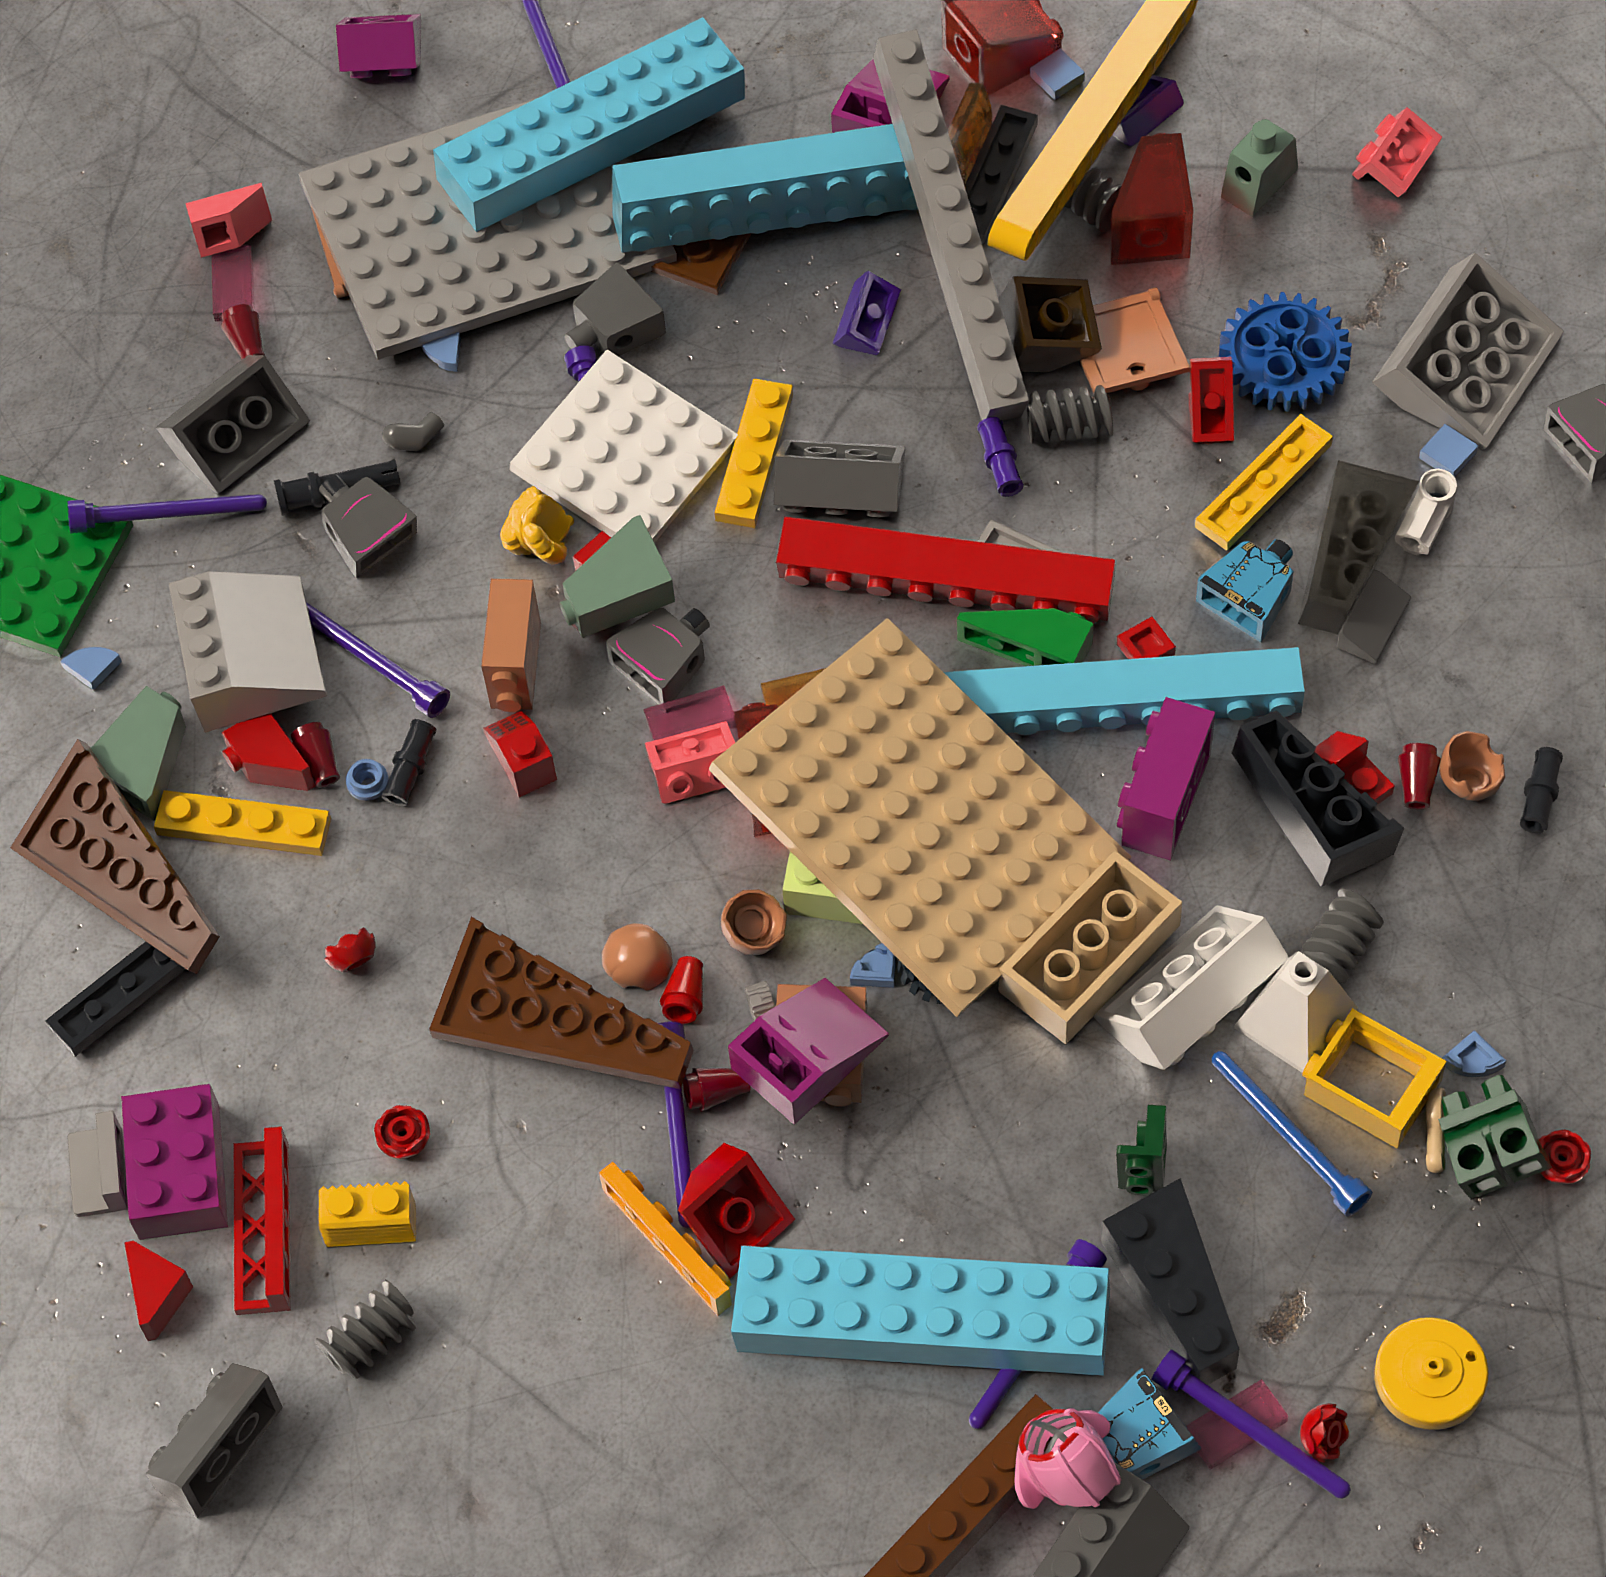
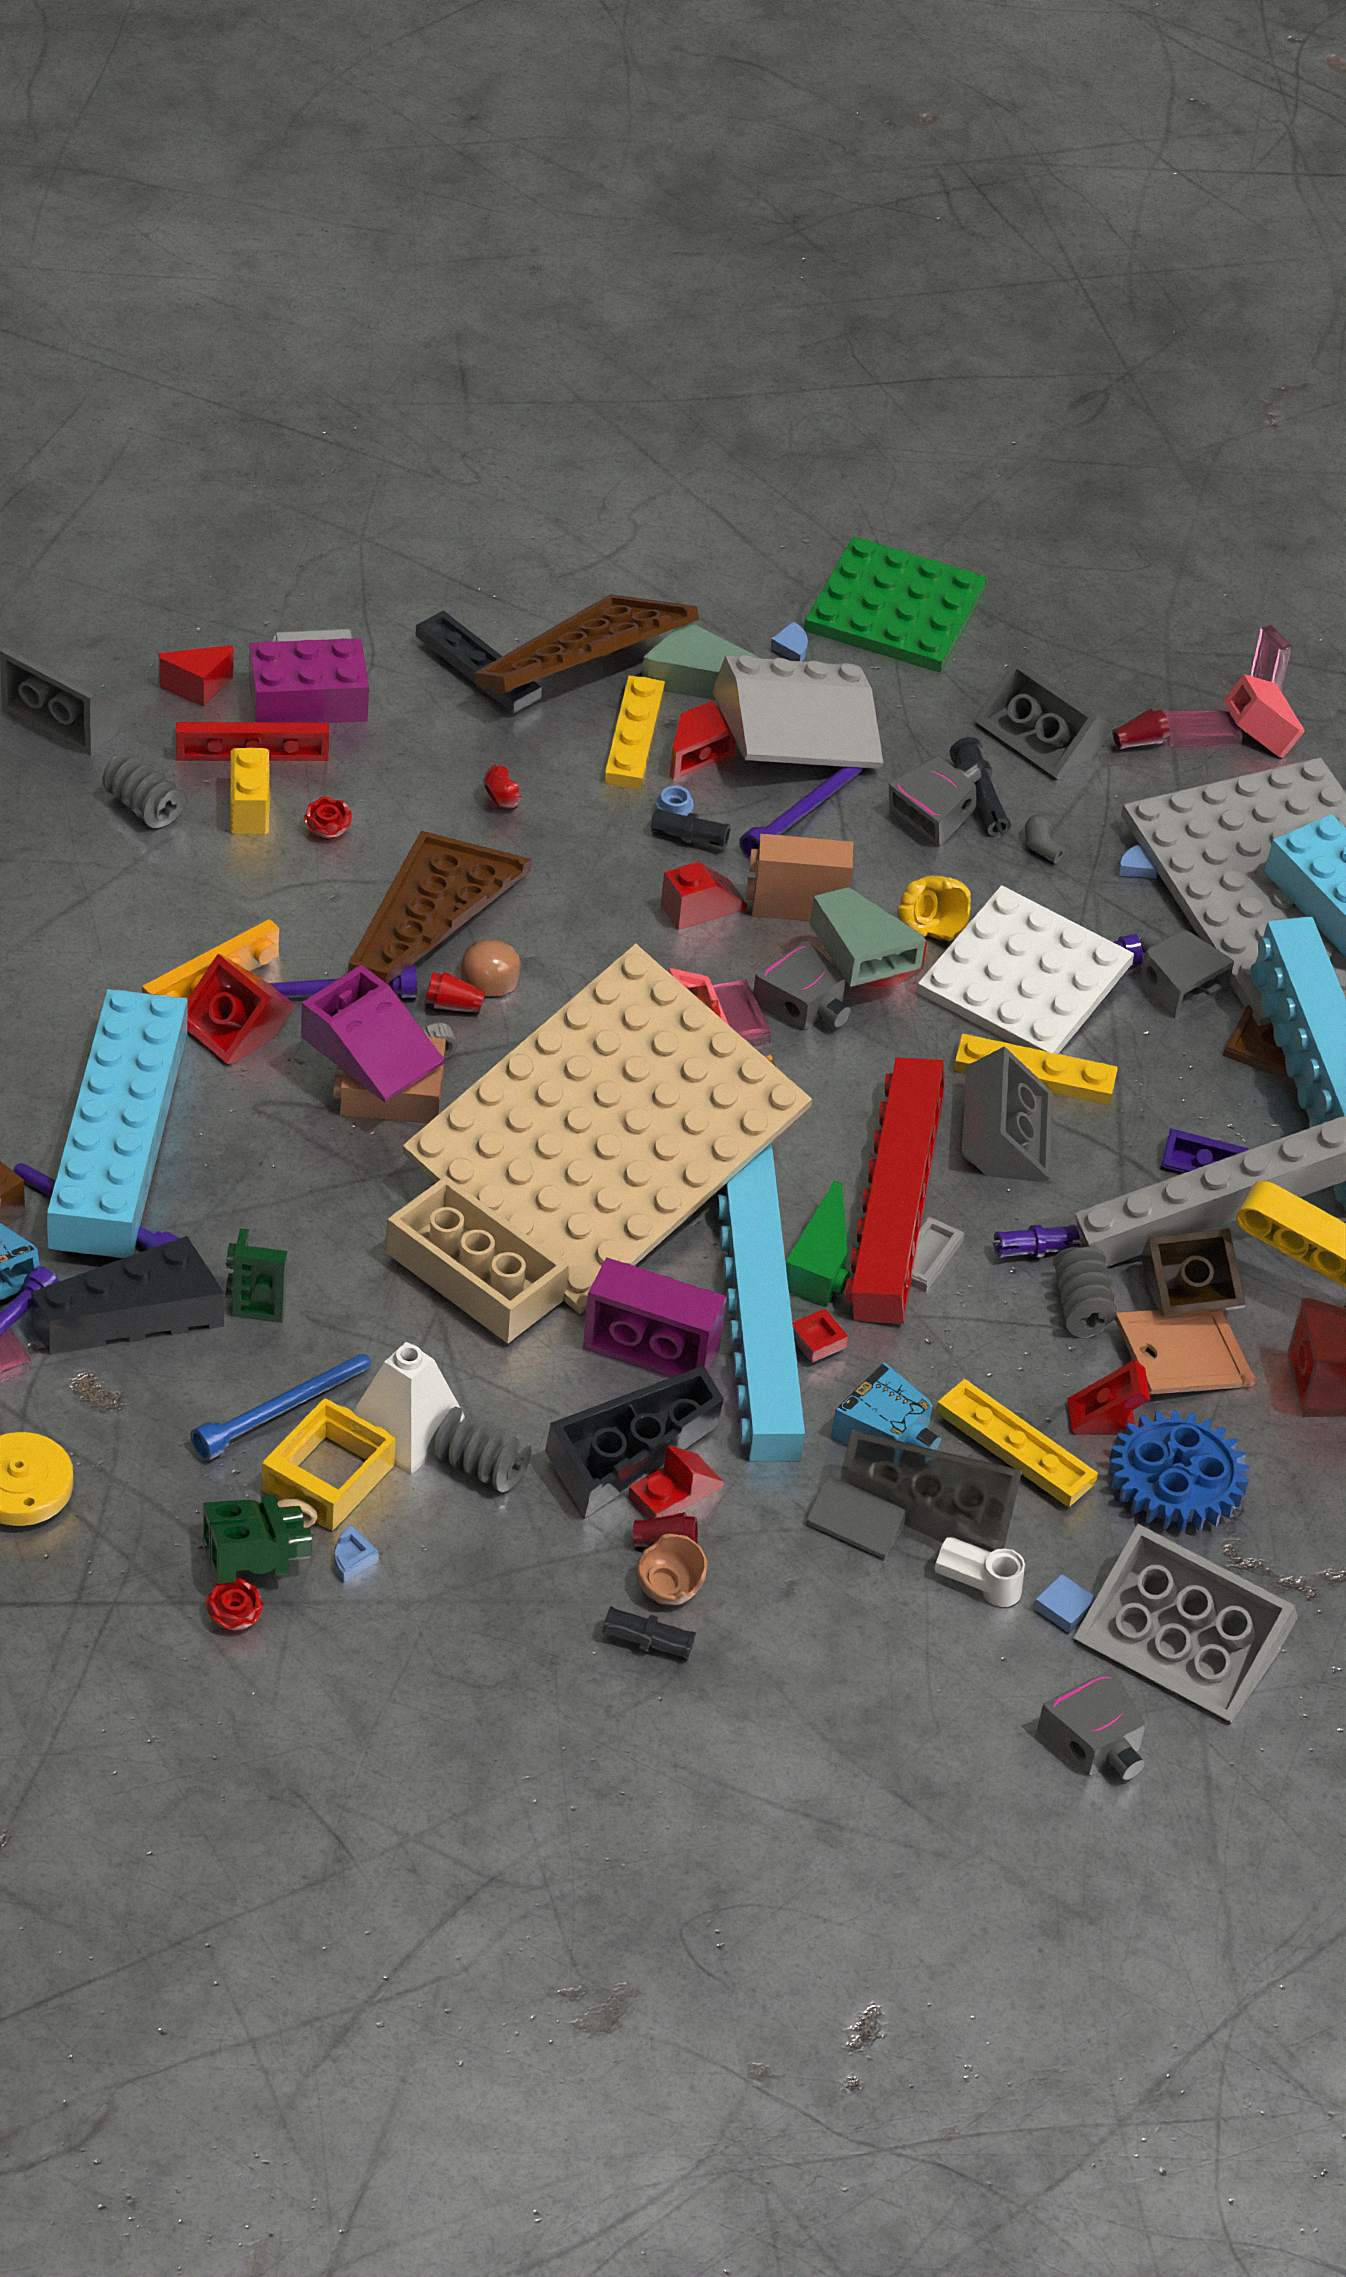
camera: 80 degrees right, 15 degrees down
(85, 515) = (932, 621): dark purple piece -> none
(159, 204) = (1271, 656): none -> clear pink tile
(317, 750) = (701, 770): dark red cone -> none
(753, 922) = (508, 1028): nougat hair -> none
(1193, 986) = (410, 1311): white slope -> none

